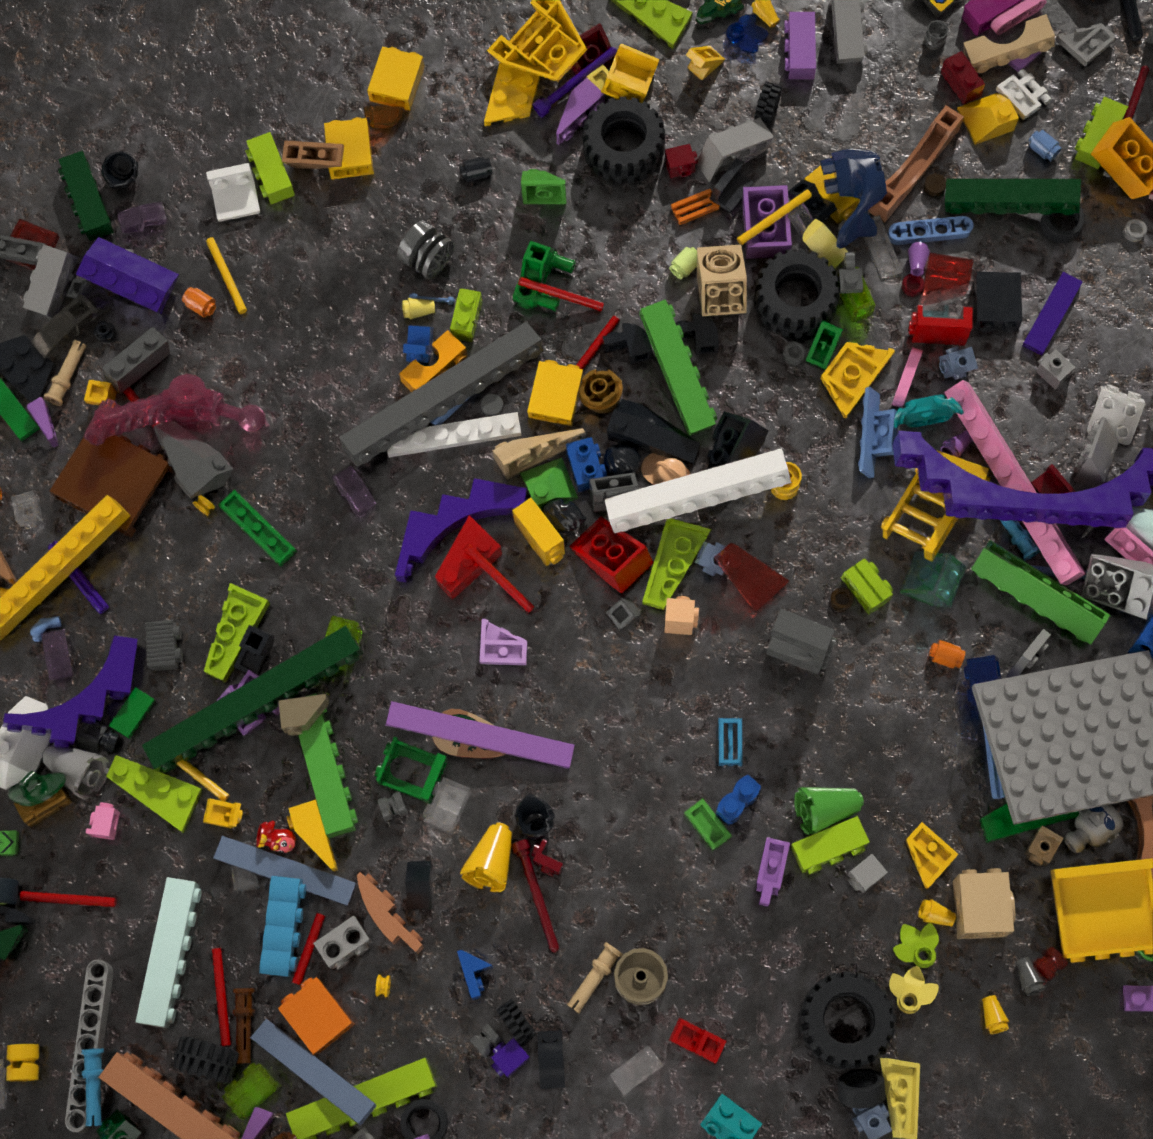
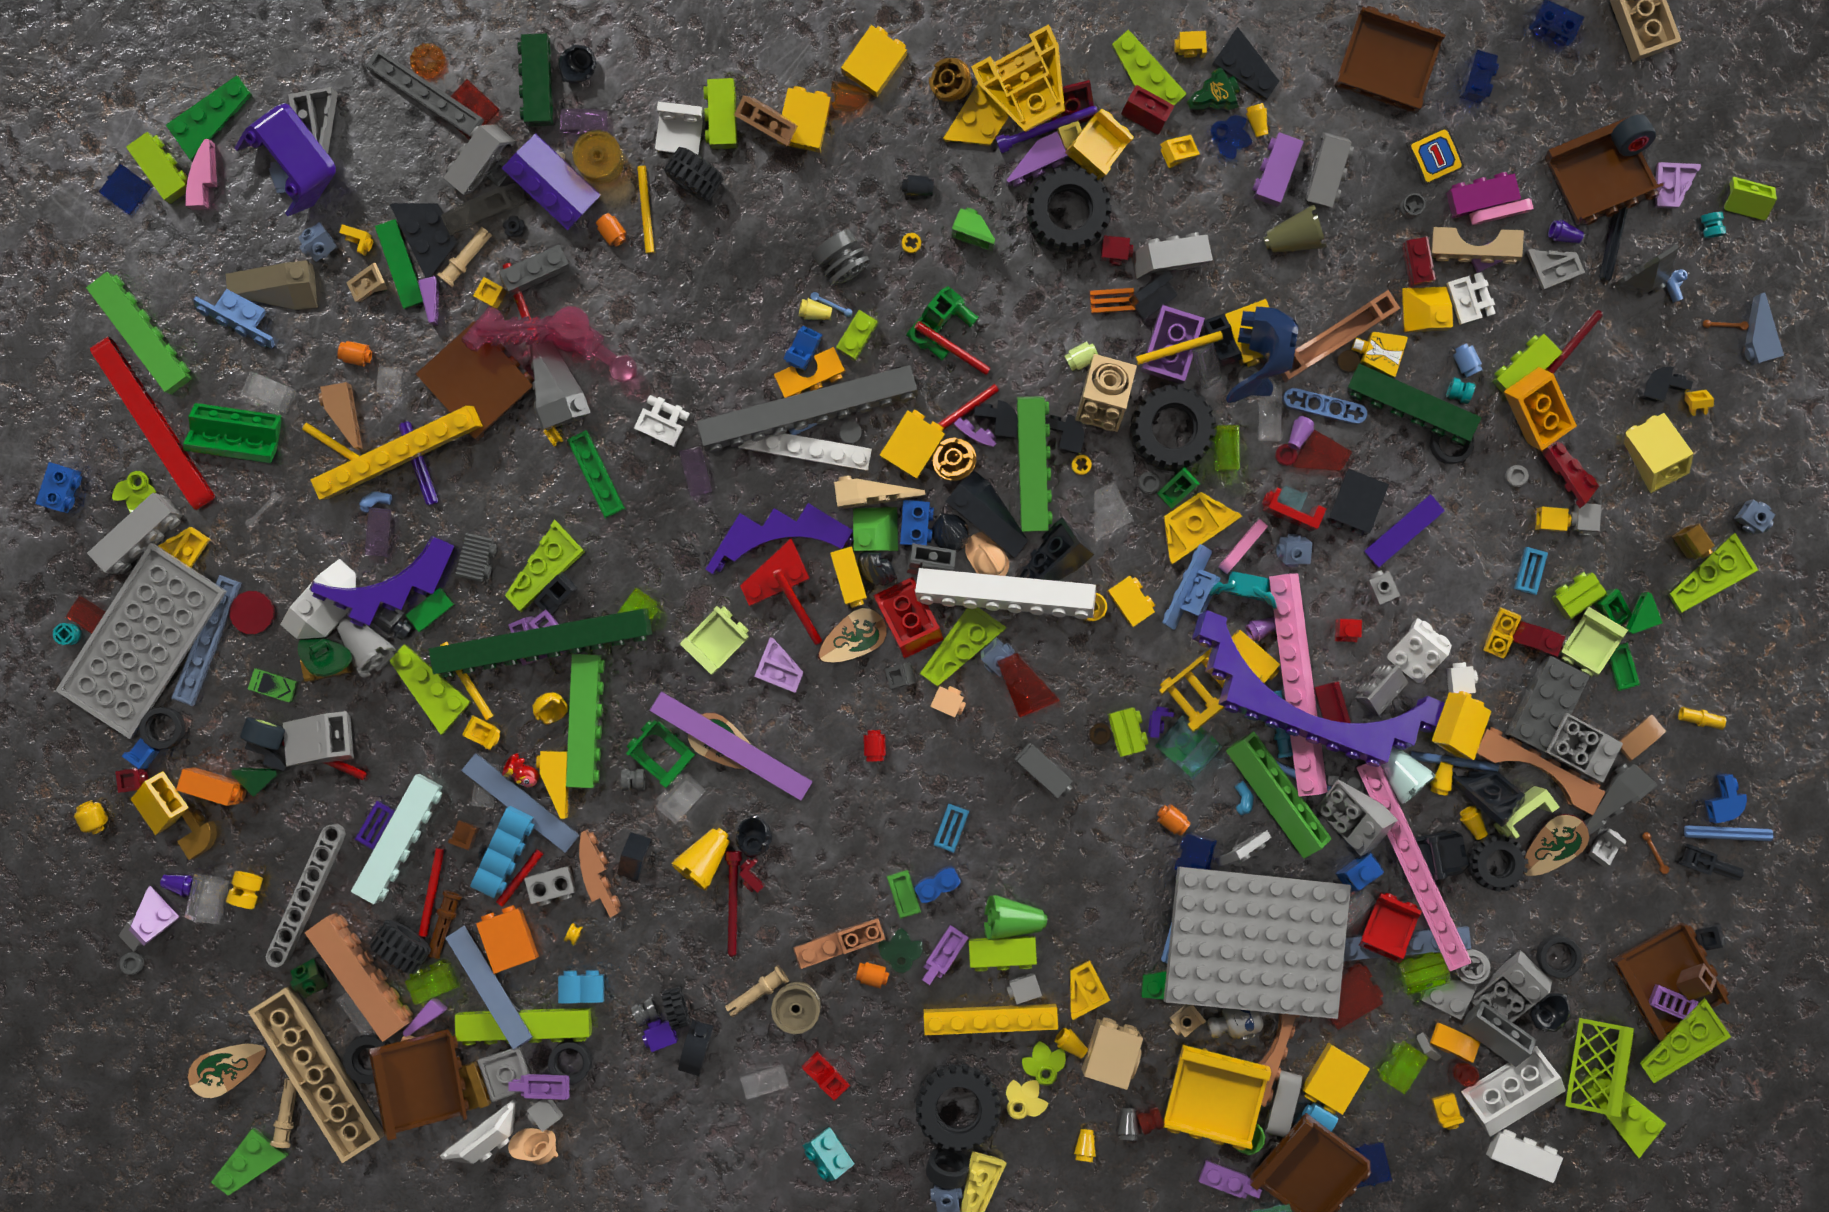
camera: 15 degrees right, 15 degrees up
(56, 877) = (318, 739): none -> light grey slope
(91, 1072) = (300, 926): dark azure pin -> none
(104, 822) = (375, 702): bright pink brick -> none
(131, 952) = (385, 809): none -> dark purple tile
(166, 240) = (595, 144): none -> clear yellow wheel
(237, 924) = (464, 835): none -> reddish brown panel
(260, 223) = (693, 174): none -> black tyre
(284, 764) = (550, 707): none -> yellow hair
(301, 713) = (577, 672): dark tan slope -> none
(305, 462) = (659, 427): none -> white plate
(409, 1039) = (581, 987): none -> dark azure brick
(429, 641) = (715, 639): none -> yellowish green panel
(472, 67) = (950, 79): none -> pearl gold cone
(472, 965) = (654, 944): blue slope -> none
(487, 214) = (909, 249): none -> yellow bush
(564, 589) = (853, 637): none -> shield
(619, 365) = (981, 437): none -> medium lavender slope
(623, 687) = (874, 745): none -> red brick
(660, 896) = (838, 943): none -> nougat slope
(662, 36) = (1147, 109): none -> dark red panel
(706, 916) = (872, 975): none -> orange brick
(717, 361) = (1088, 464): none -> yellow bush
(724, 879) = (900, 948): none -> clear green plate
(767, 390) = (1109, 511): none -> clear wing
(768, 102) = (1221, 221): black tyre -> none
(821, 462) = (1131, 601): none -> yellow brick
(823, 242) = (1215, 388): light yellow brick -> none
(842, 89) = (1296, 233): none -> olive cone
(844, 917) = (990, 1019): none -> yellow brick
(850, 278) = (1227, 436): dark grey plate -> none
(892, 569) = (1156, 725): none -> dark purple bracket
(962, 162) = (1381, 352): none -> yellow torso
(1010, 609) = (1247, 799): none -> dark azure arm
(1039, 417) = (1348, 630): none -> red brick
(1052, 171) = (1460, 390): none -> teal wheel
(1083, 11) = (1565, 232): none -> dark purple cone

